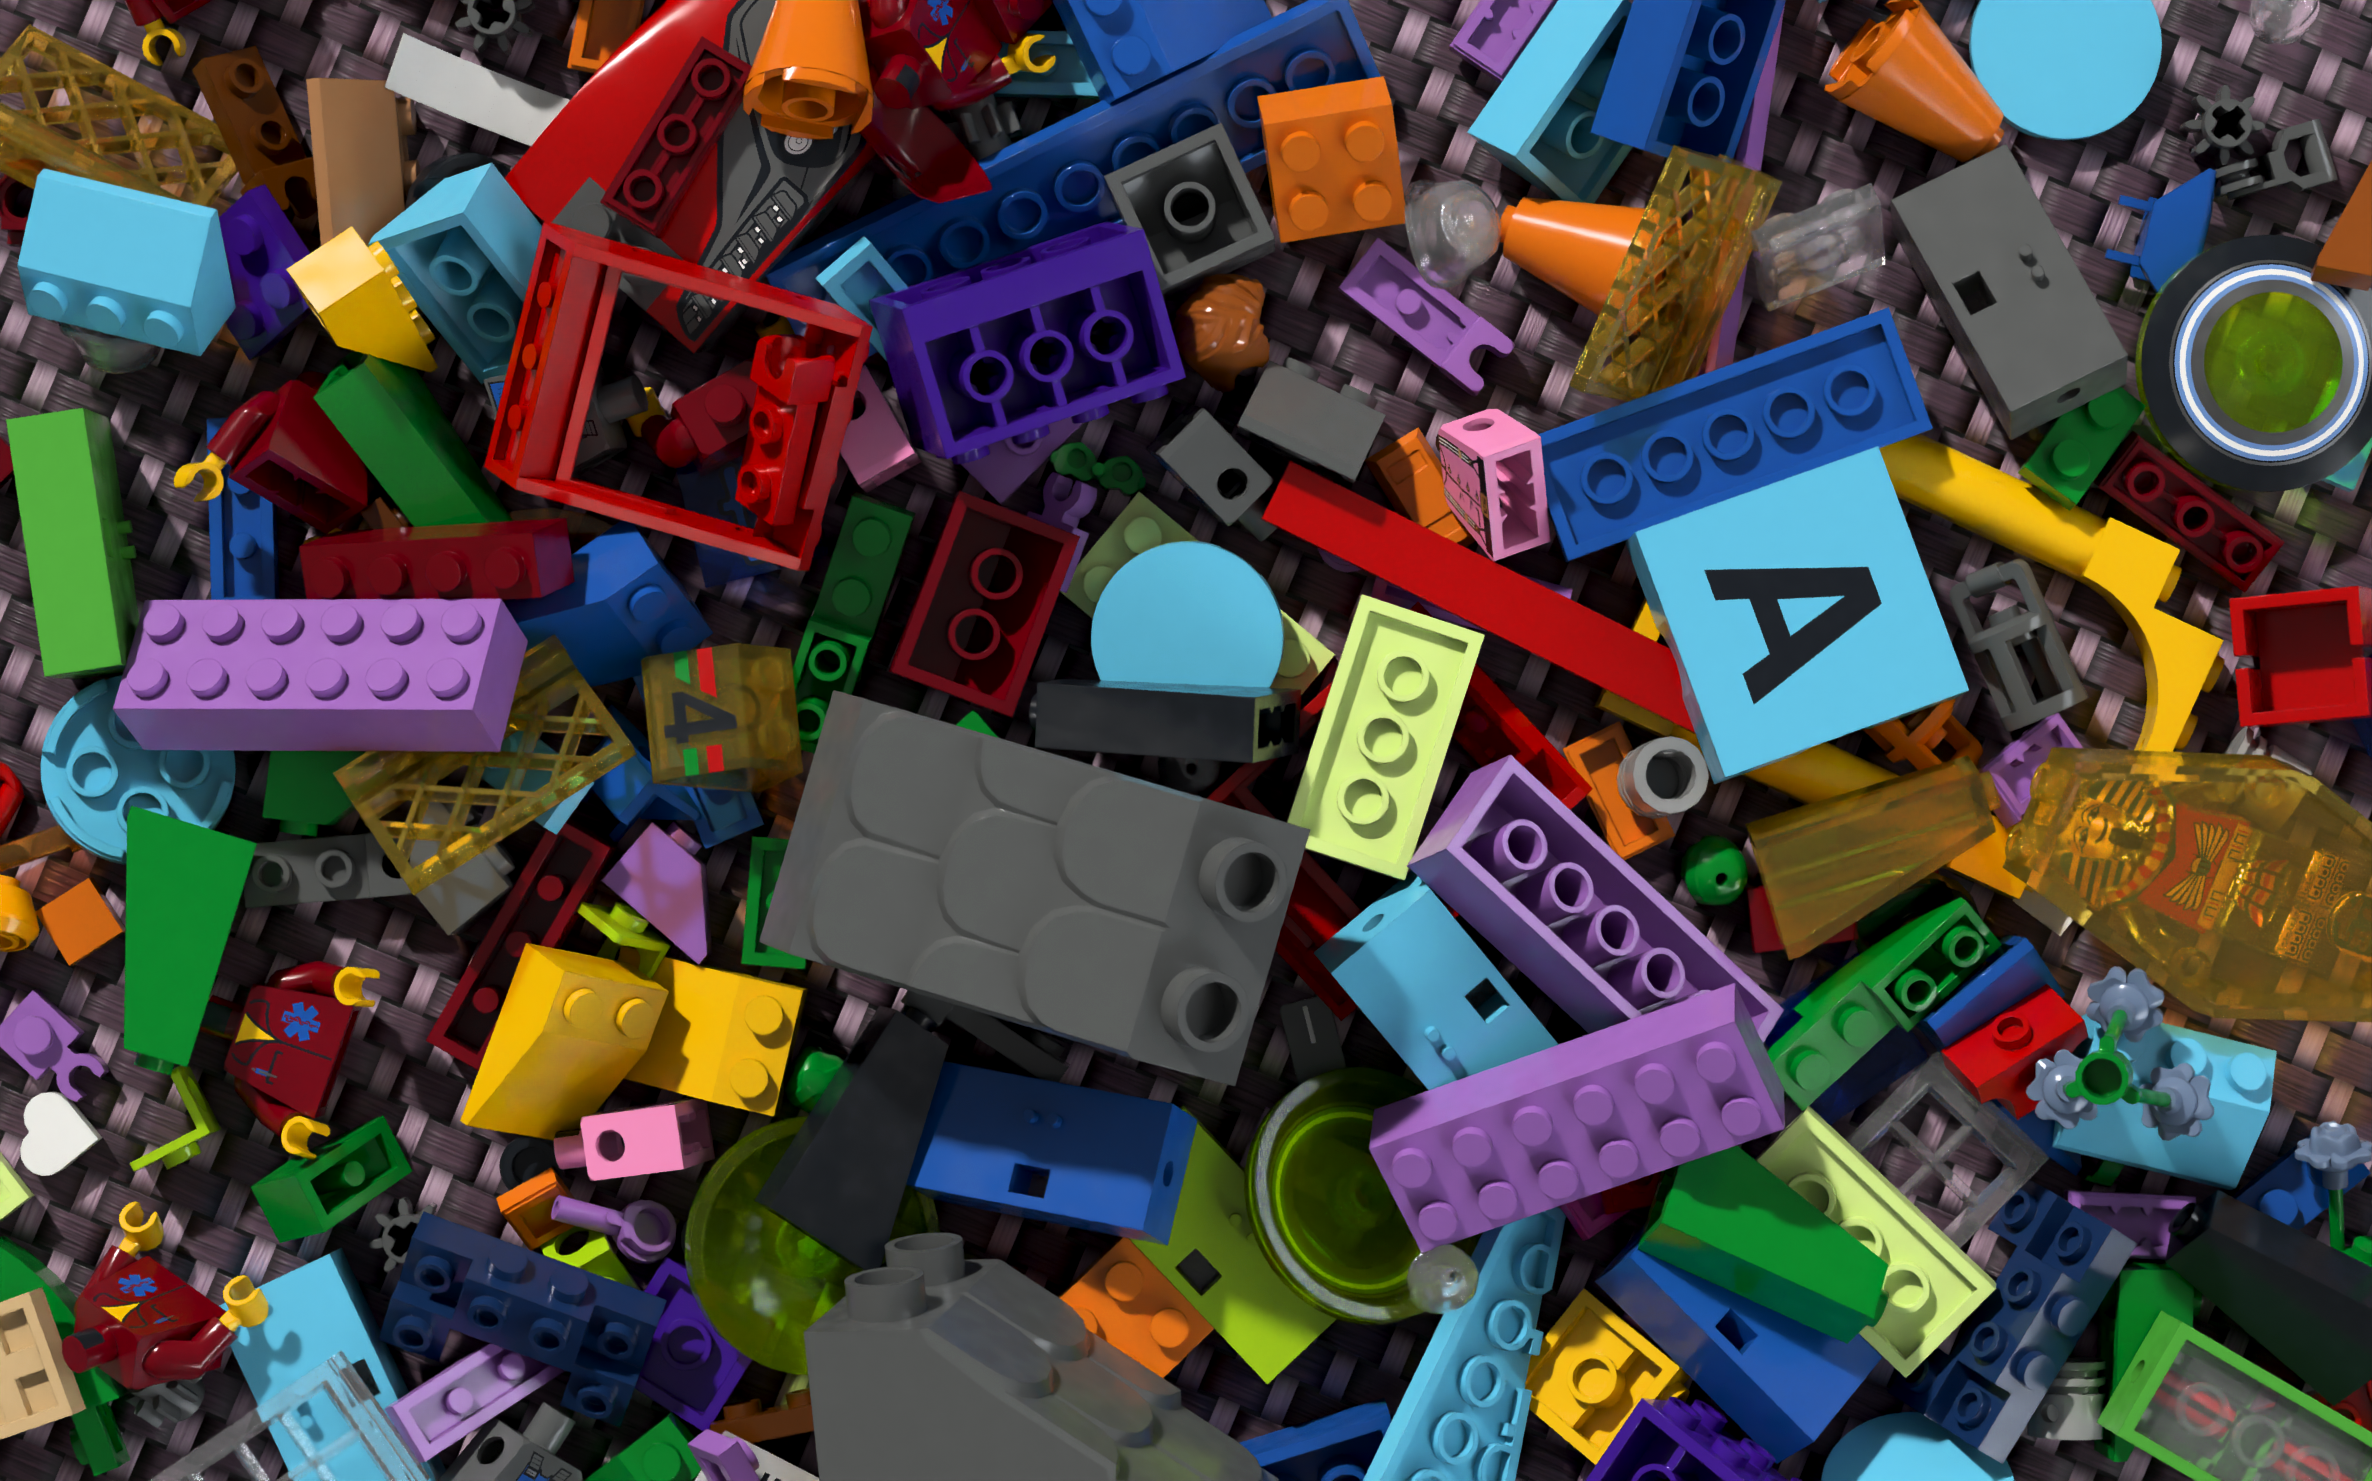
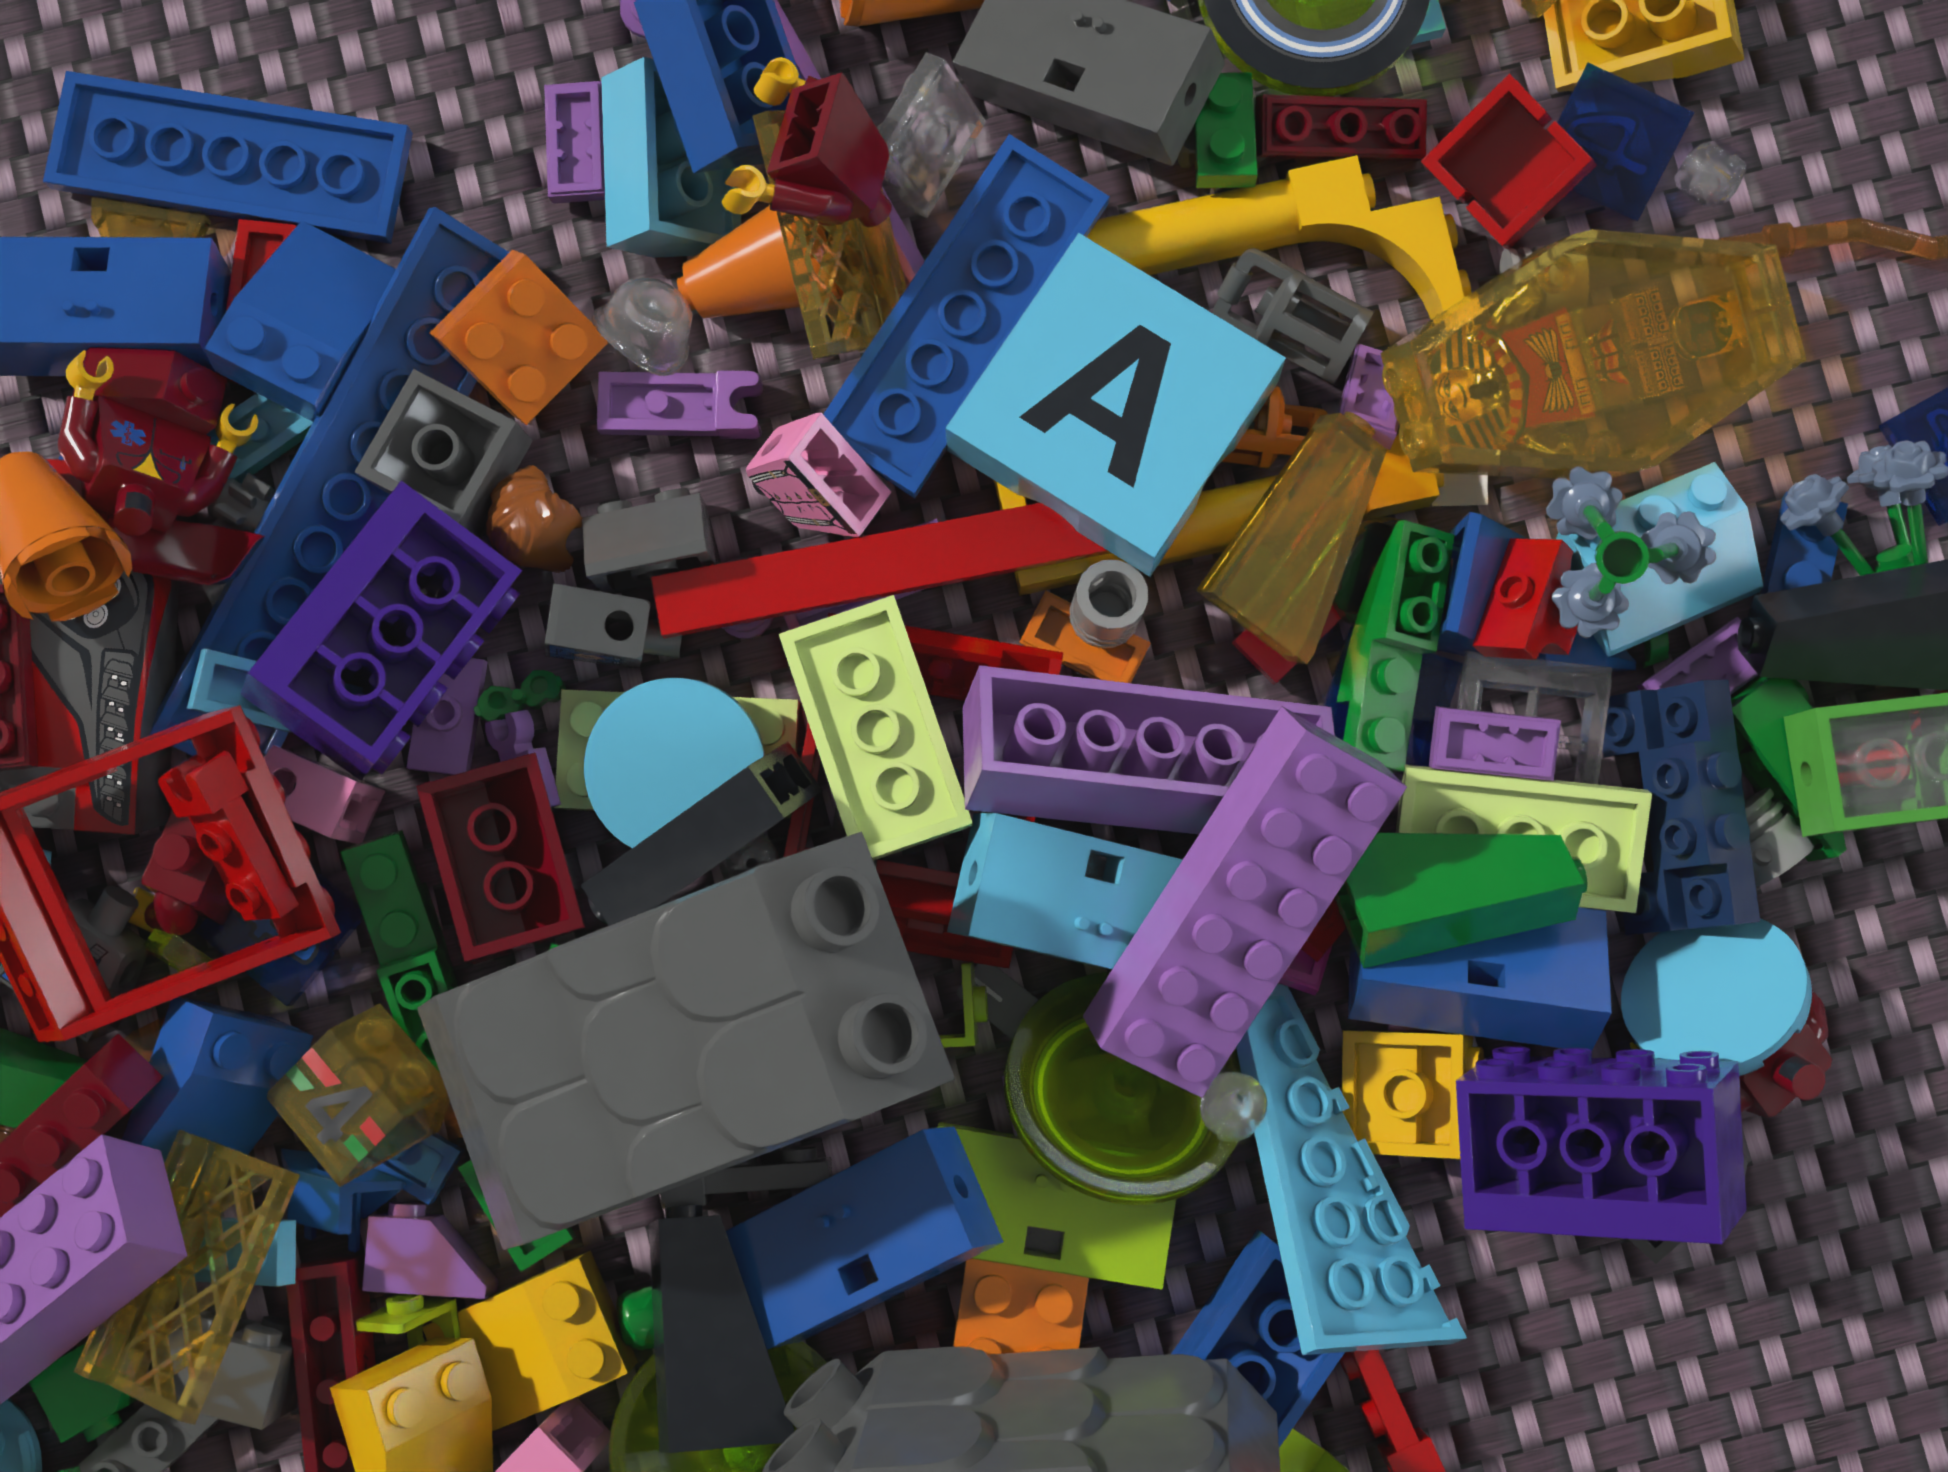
camera: 35 degrees left, 5 degrees down
(648, 473) = (174, 950): none -> clear neon green tile
(1287, 1033) = (975, 1010): none -> lime bracket
(1415, 486) = (761, 529): orange tile -> none
(1713, 219) = (825, 155): none -> dark red torso
(1714, 870) = (1199, 646): green piece -> none
(1897, 1146) = (1494, 743): none -> medium lavender plate

